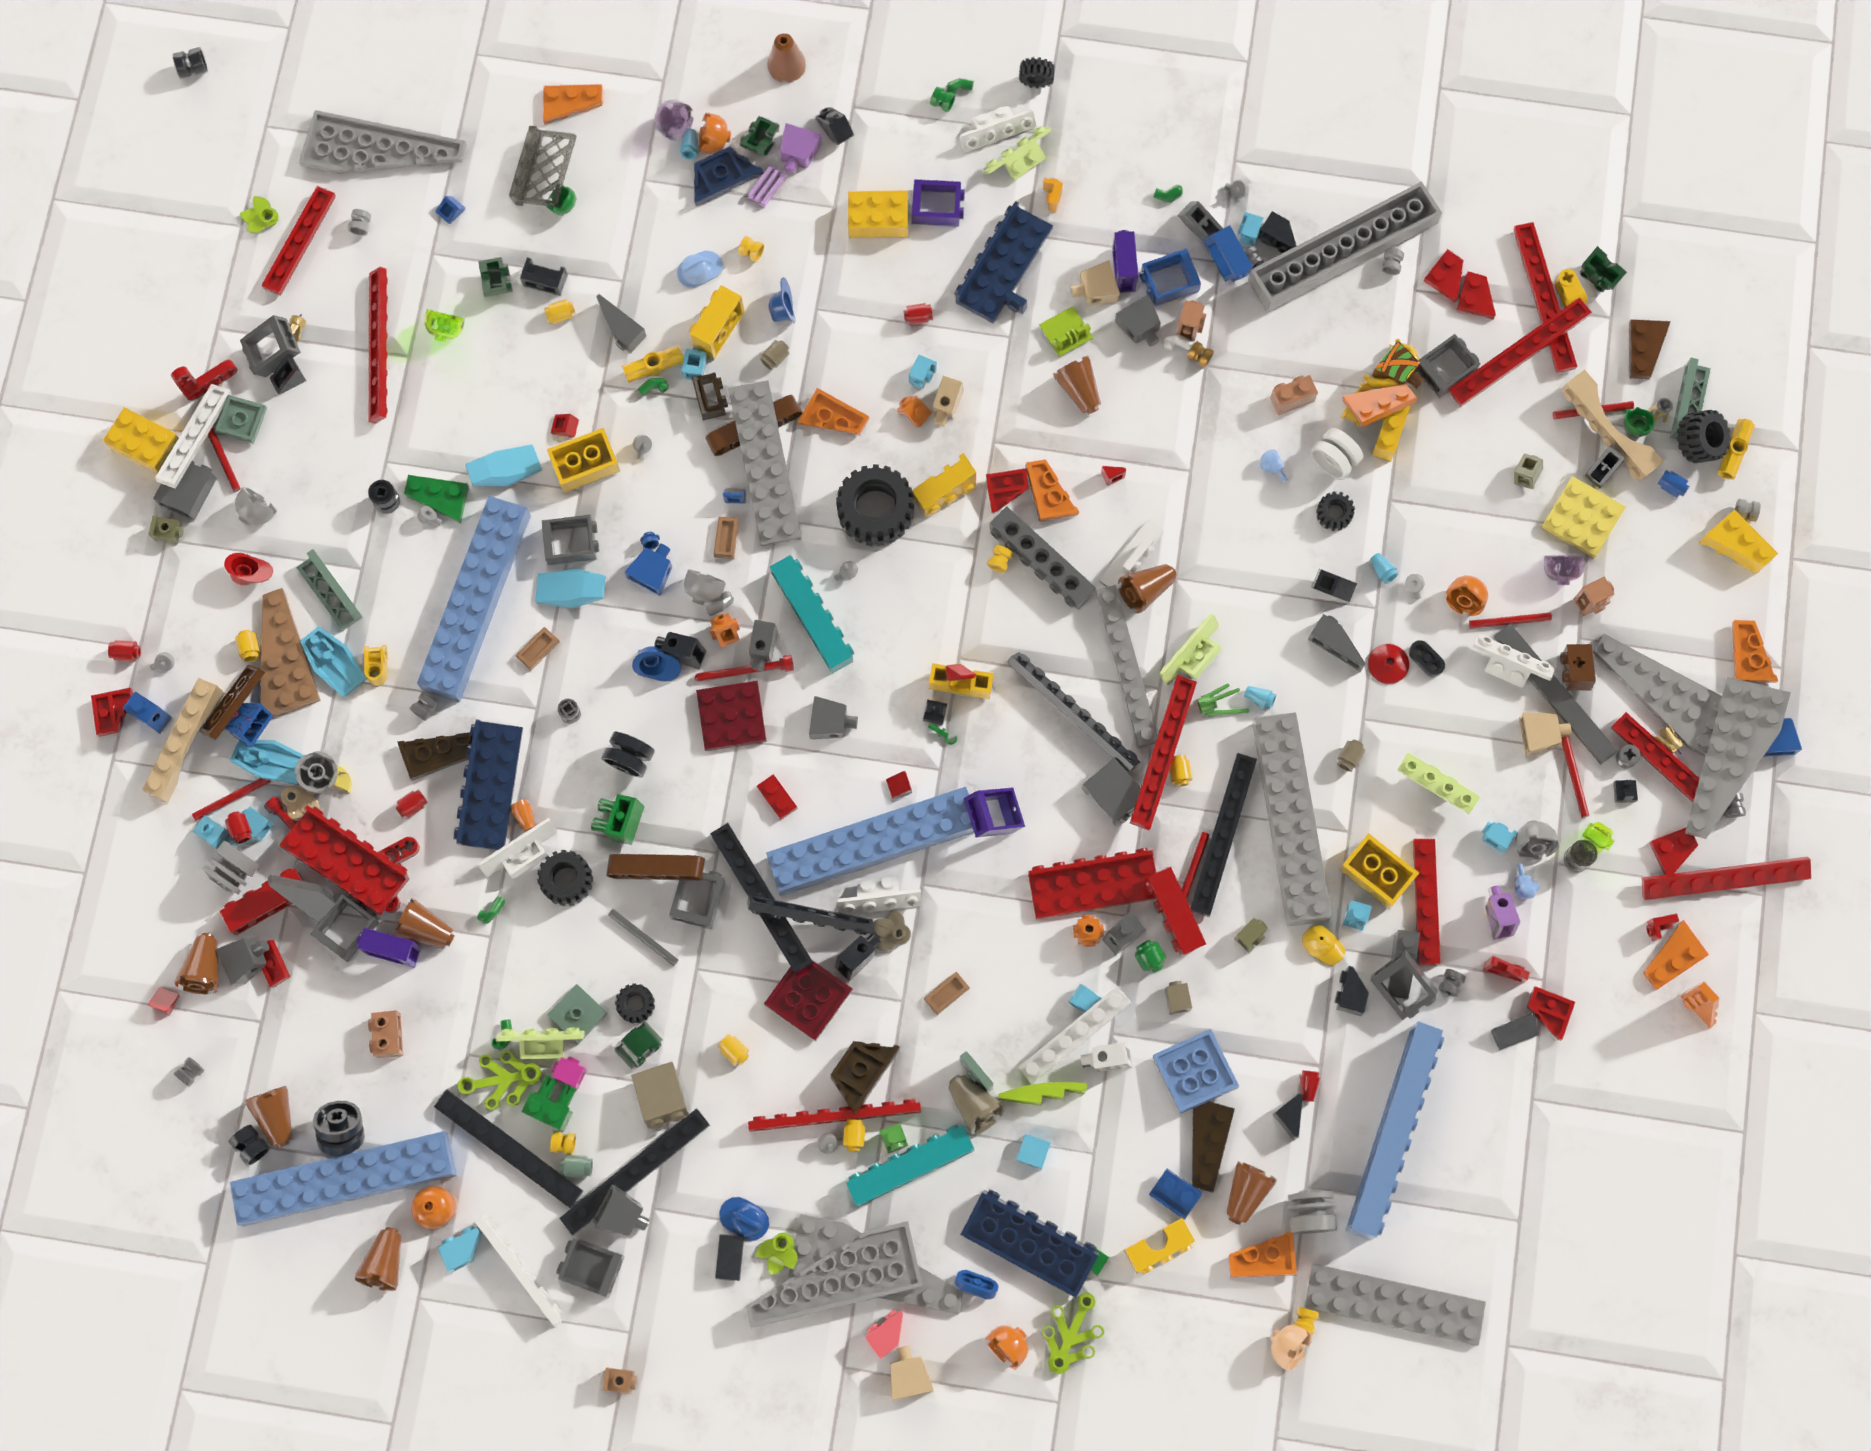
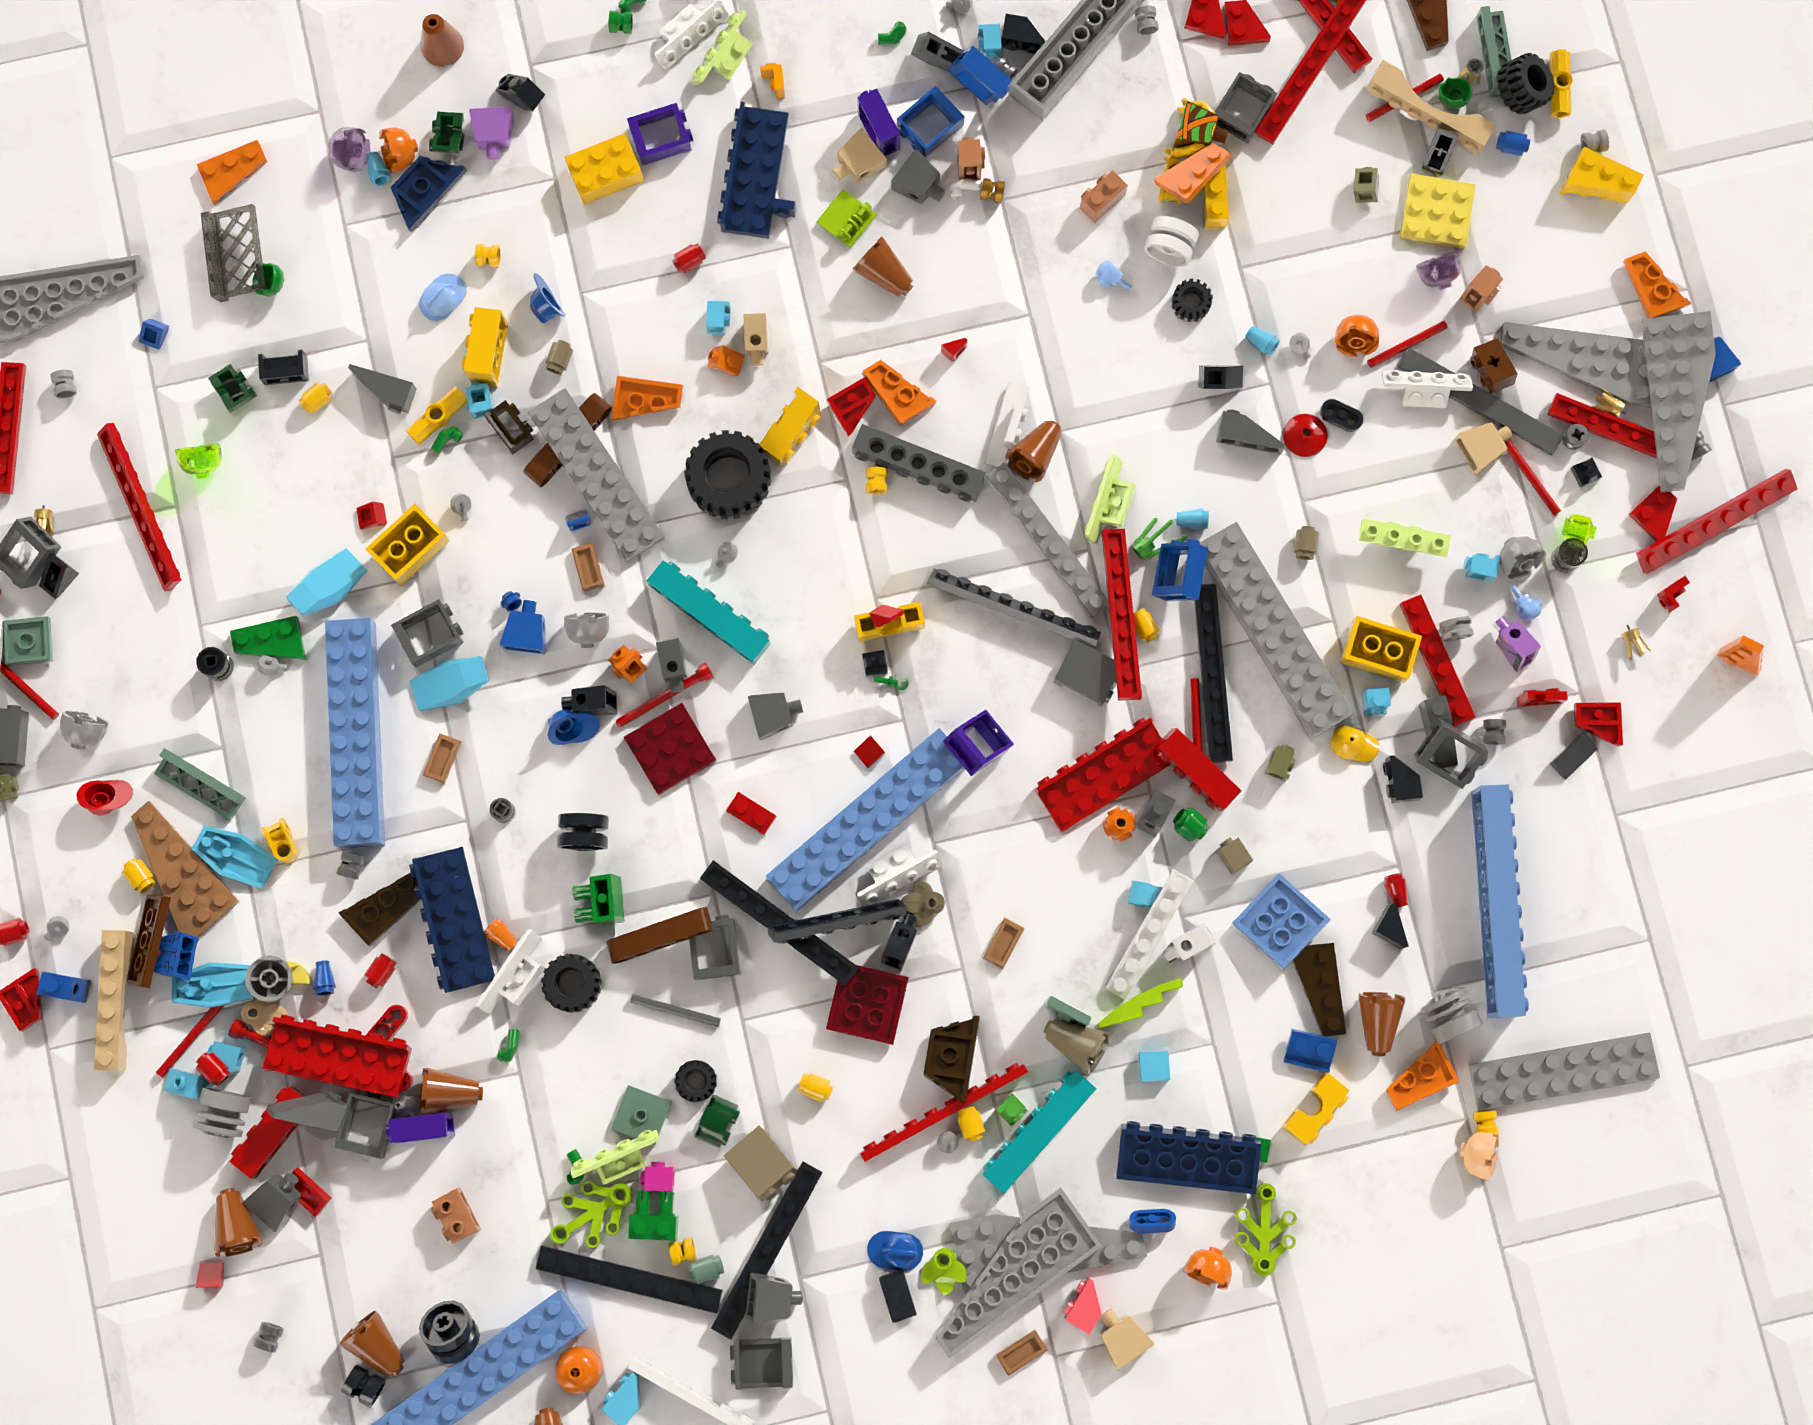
camera: 25 degrees left, 5 degrees up
(361, 793) = (323, 979): none -> blue cone
(386, 925) = (408, 1105): none -> light grey piece
(727, 600) = (616, 632): light grey arm -> none
(776, 173) = (472, 164): lavender tile -> none
(816, 1351) = (1021, 1352): none -> medium nougat tile
(1219, 731) = (1167, 570): none -> blue window
(1453, 880) = (1456, 629): none -> light grey wheel
(1611, 949) = (1634, 636): none -> pearl gold piece
(1676, 956) = (1699, 617): orange wing -> none

